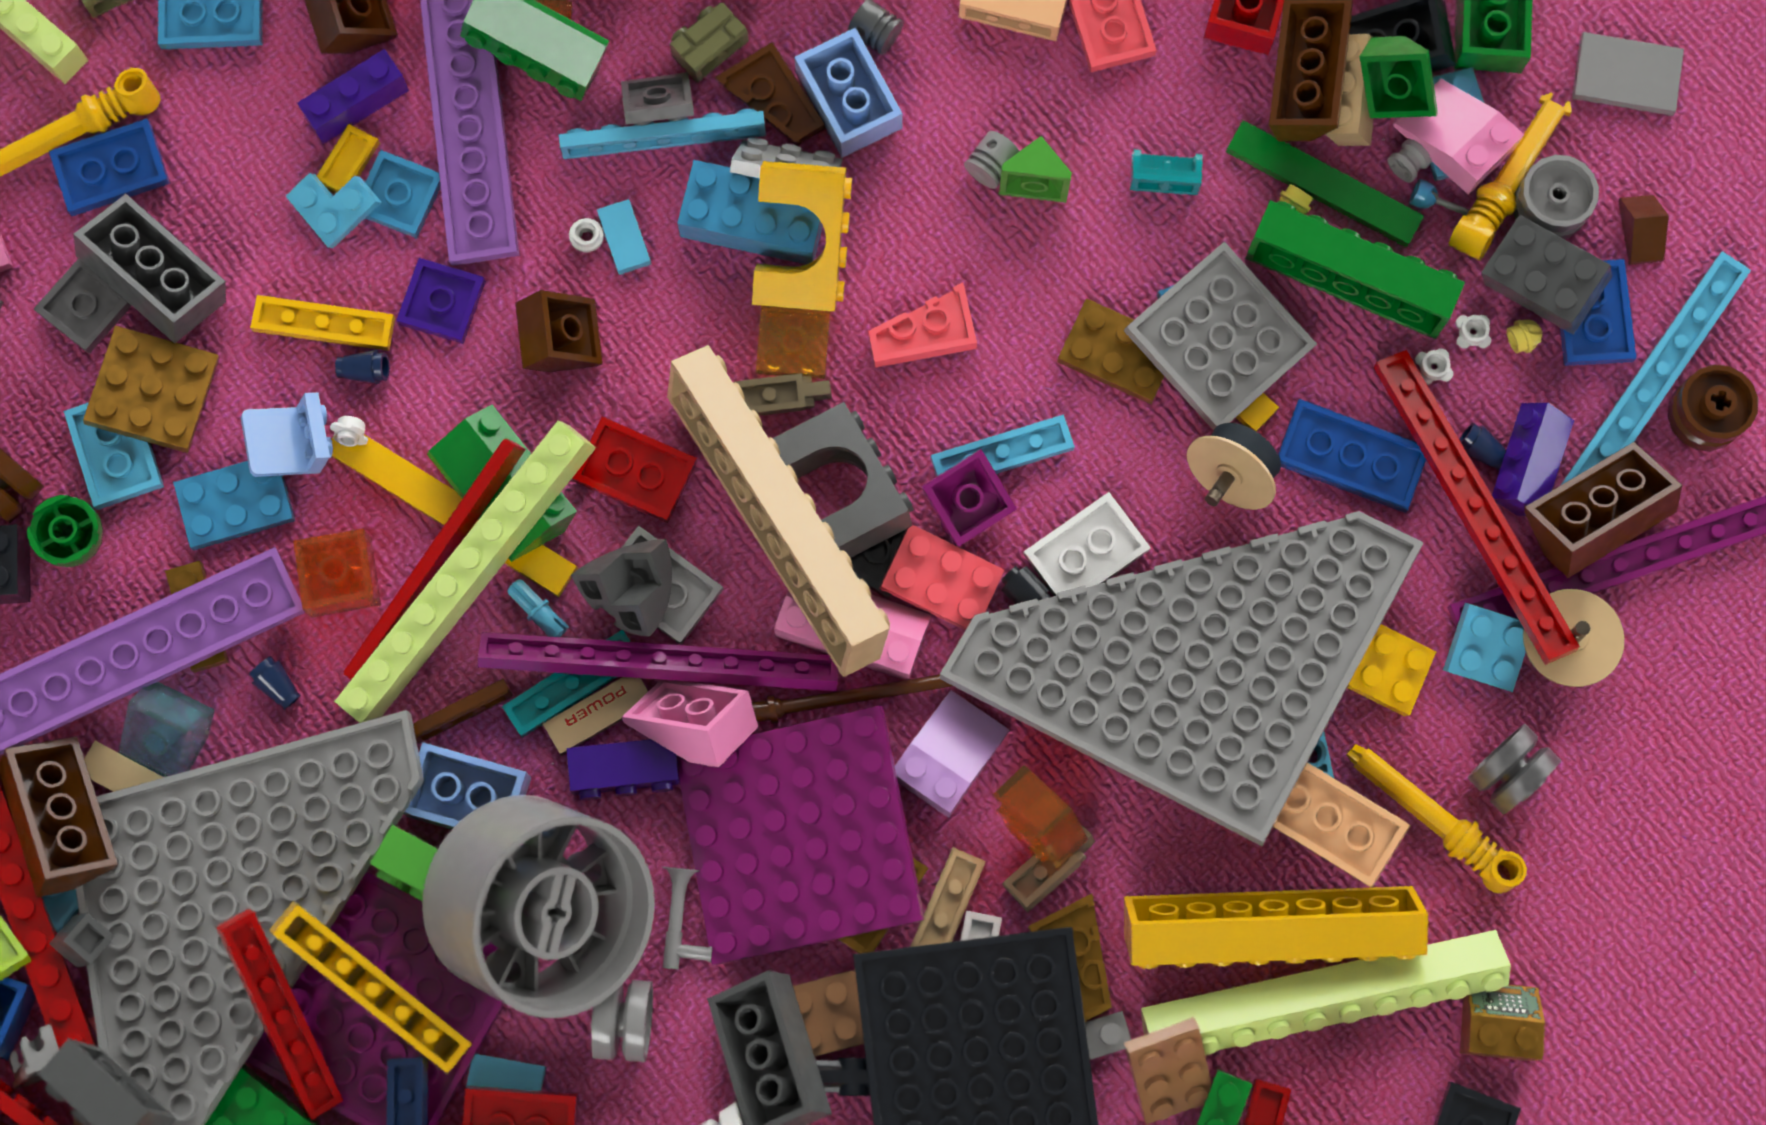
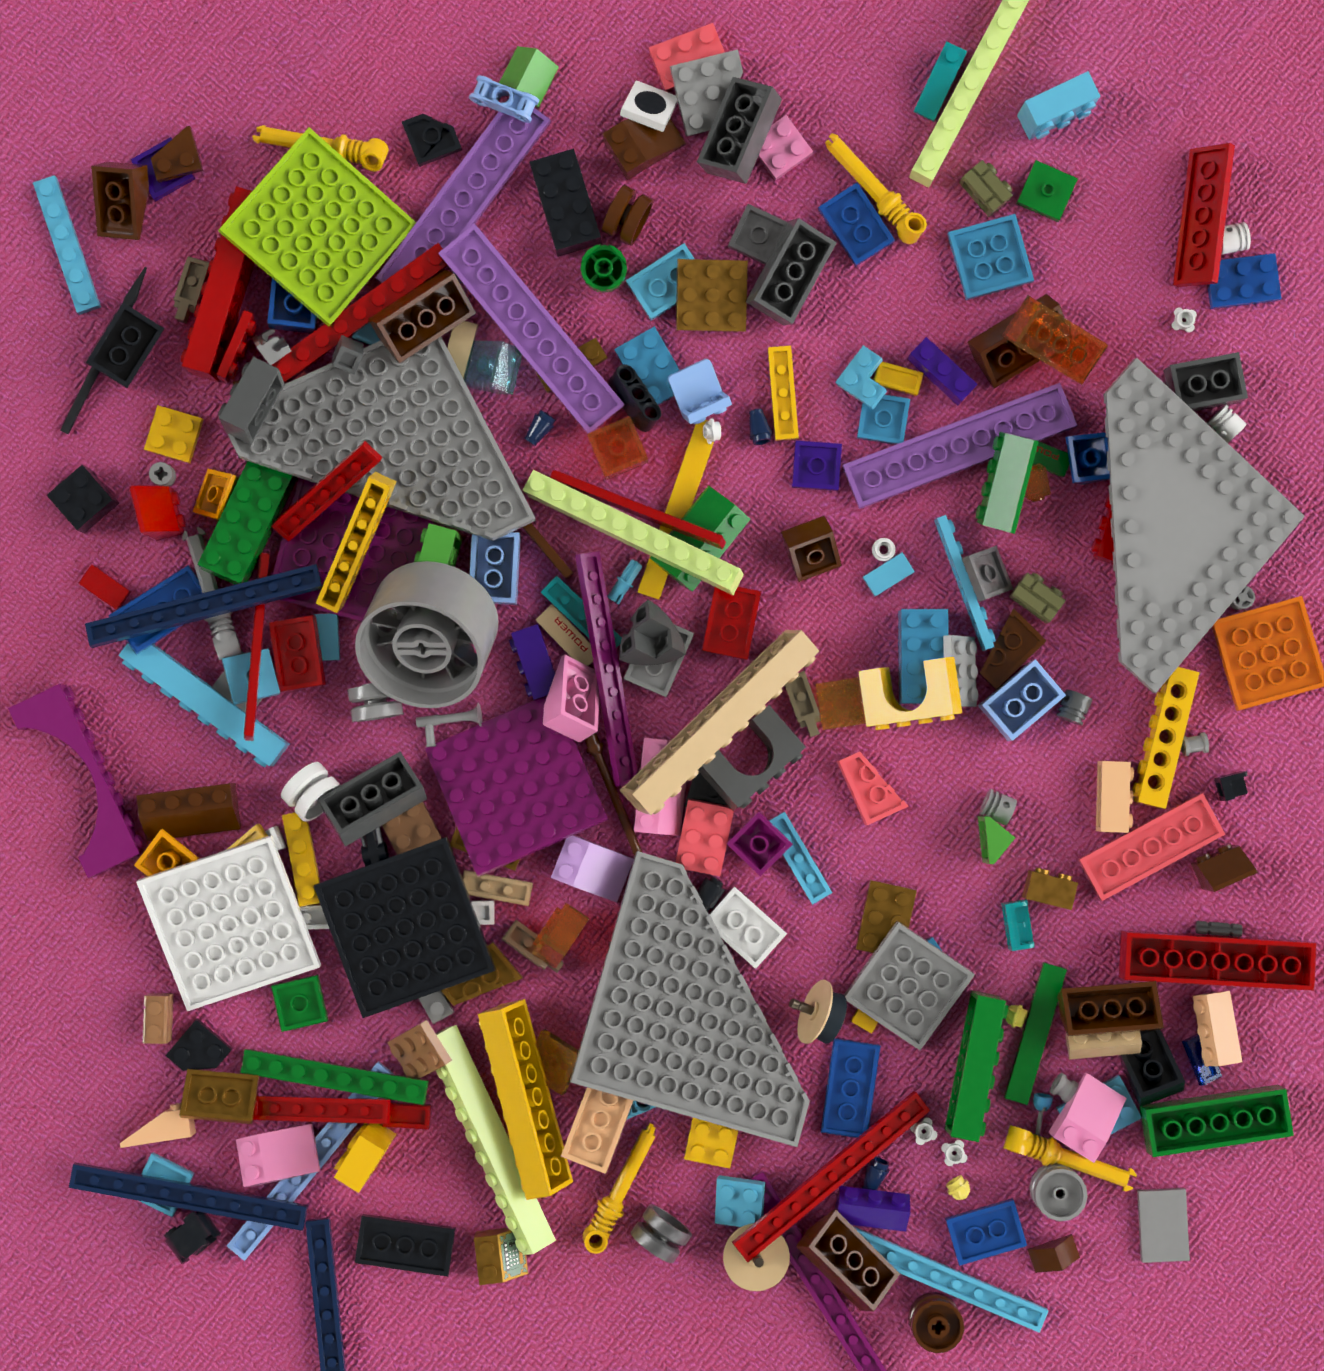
camera: 75 degrees right, 10 degrees up
(268, 529) = (636, 397): none -> black beam
(1124, 117) = (1050, 890): none -> pearl gold brick
(1227, 866) = (557, 1060): none -> clear yellow plate
(1397, 78) = (1114, 1069): green slope -> none
(1546, 274) = (1001, 1195): dark grey brick -> none

